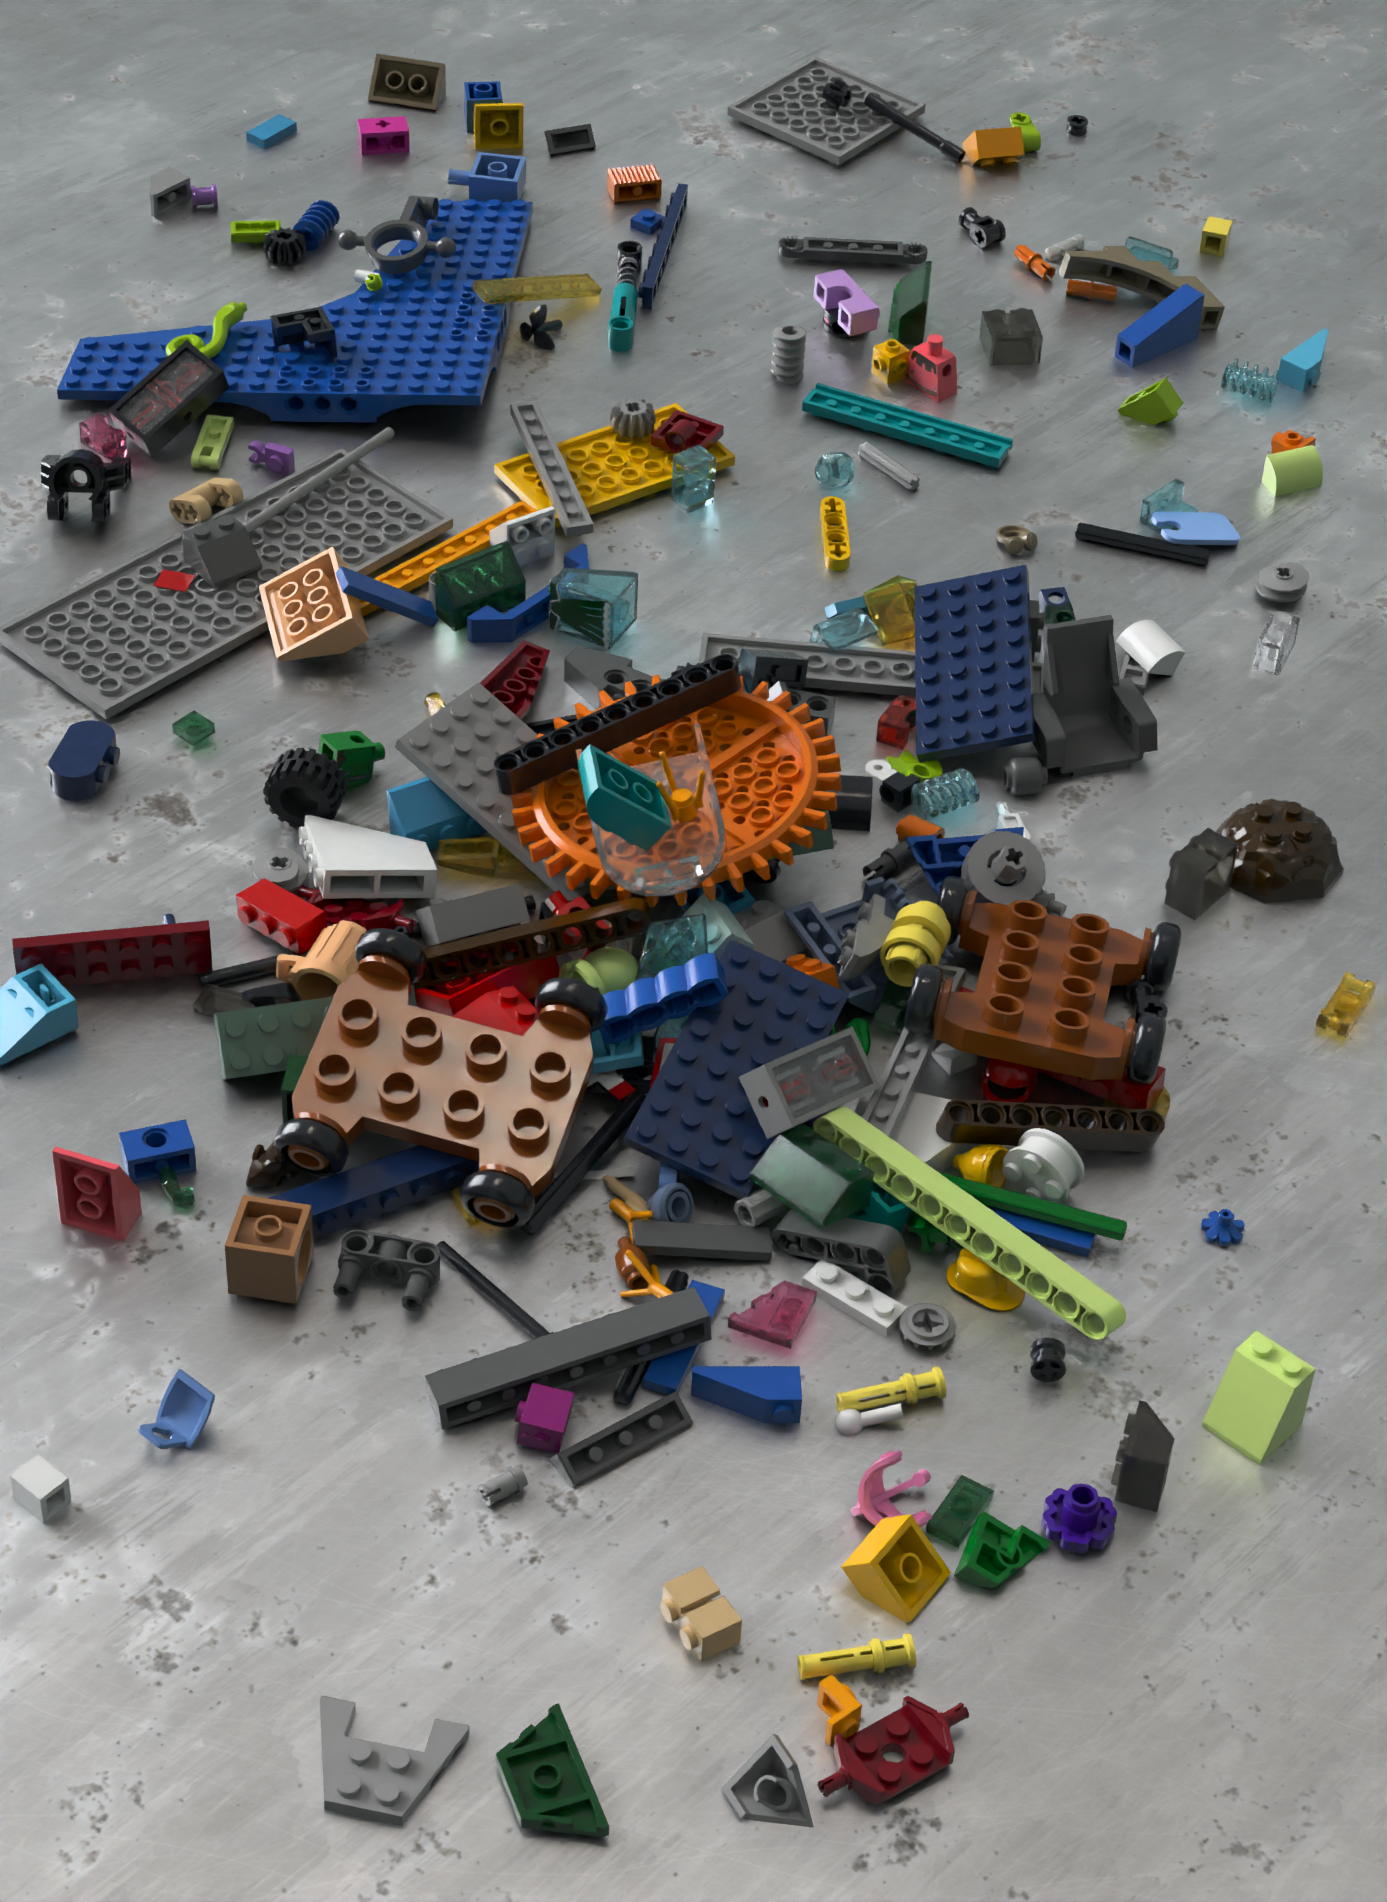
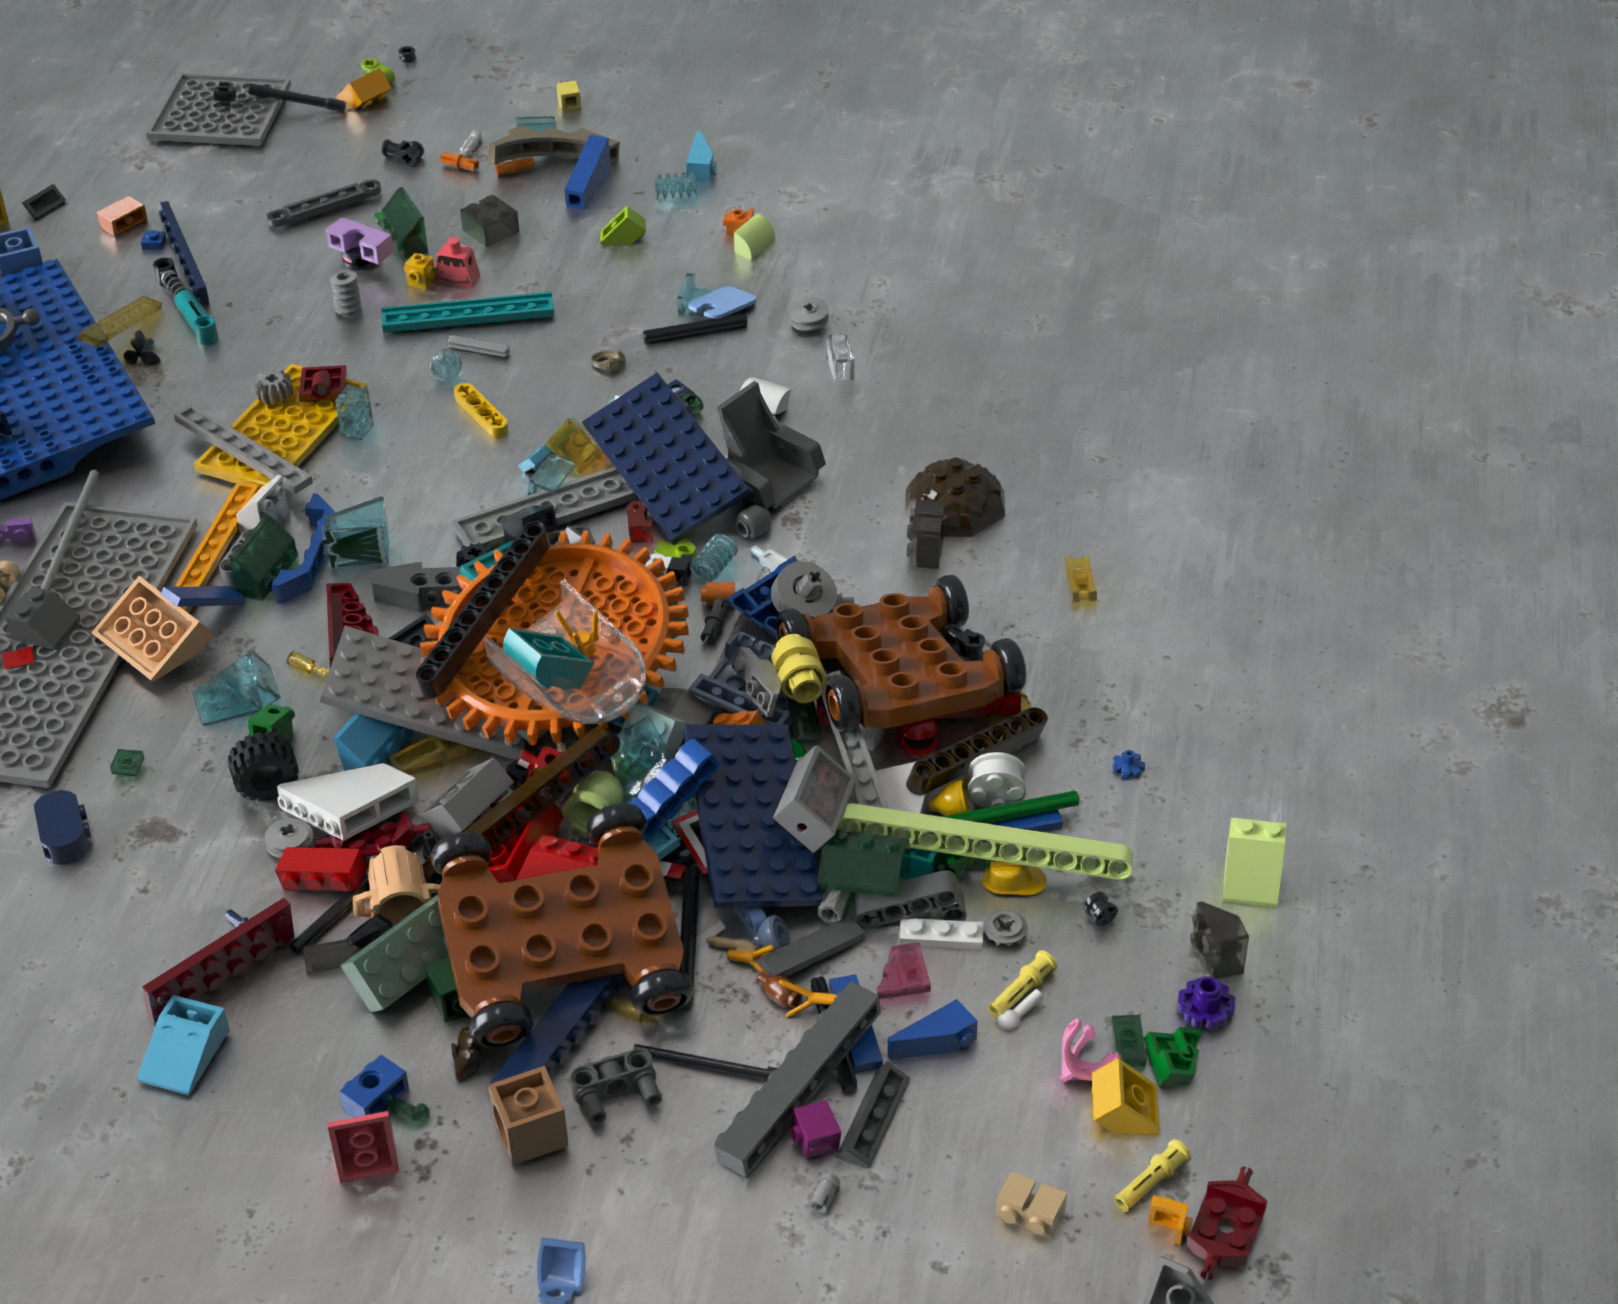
camera: 30 degrees left, 0 degrees up
(352, 705) = (237, 690): none -> clear light blue slope

